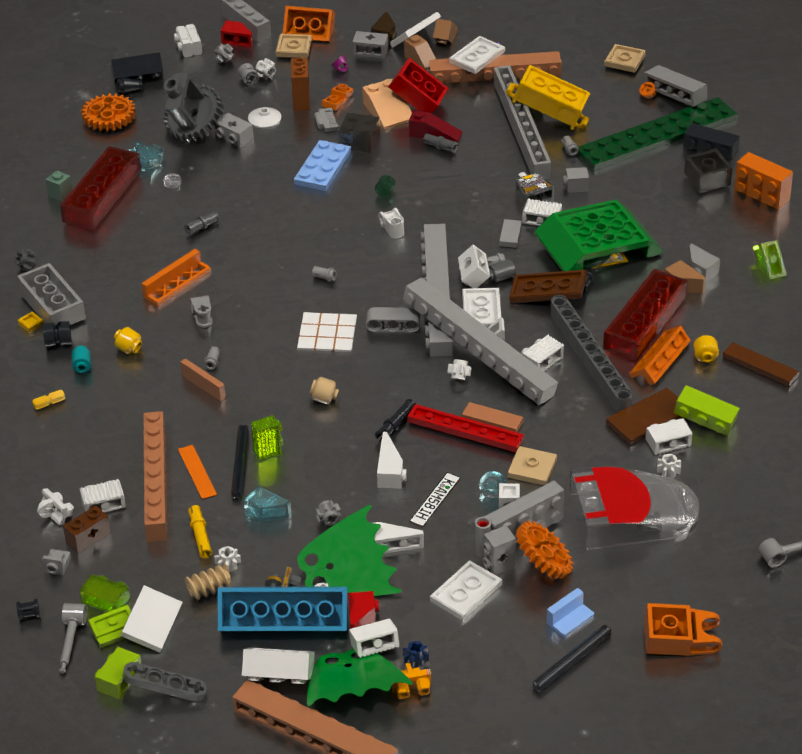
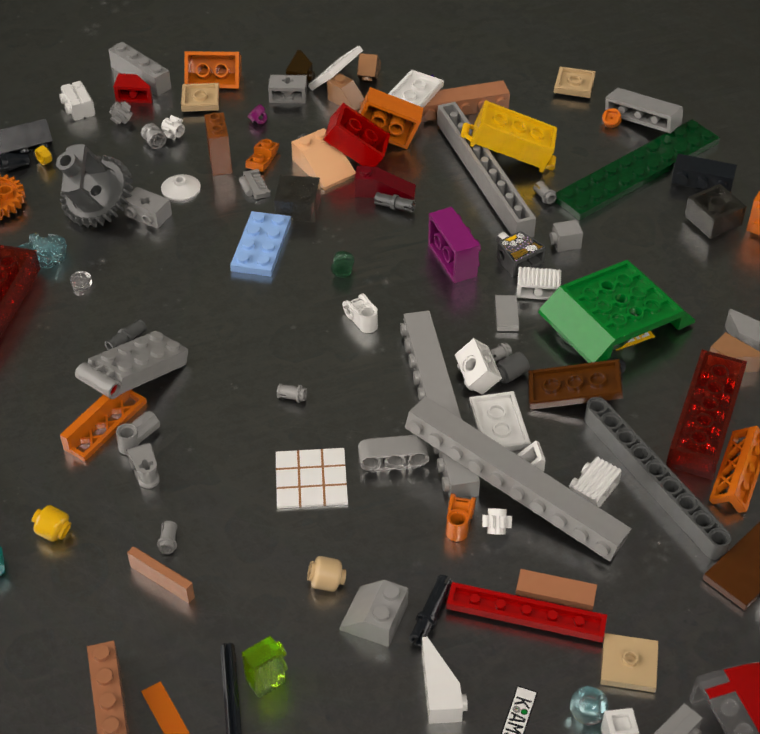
camera: 10 degrees left, 5 degrees up
(154, 82) = (43, 155): none -> yellow tile
(199, 288) = (131, 434): none -> light grey piece
(203, 239) = (132, 364): none -> light grey hinge
(356, 417) = (376, 612): none -> light grey slope
(432, 365) = (459, 517): none -> orange piece
(452, 72) = (392, 115): none -> orange brick
(478, 177) = (453, 244): none -> magenta brick

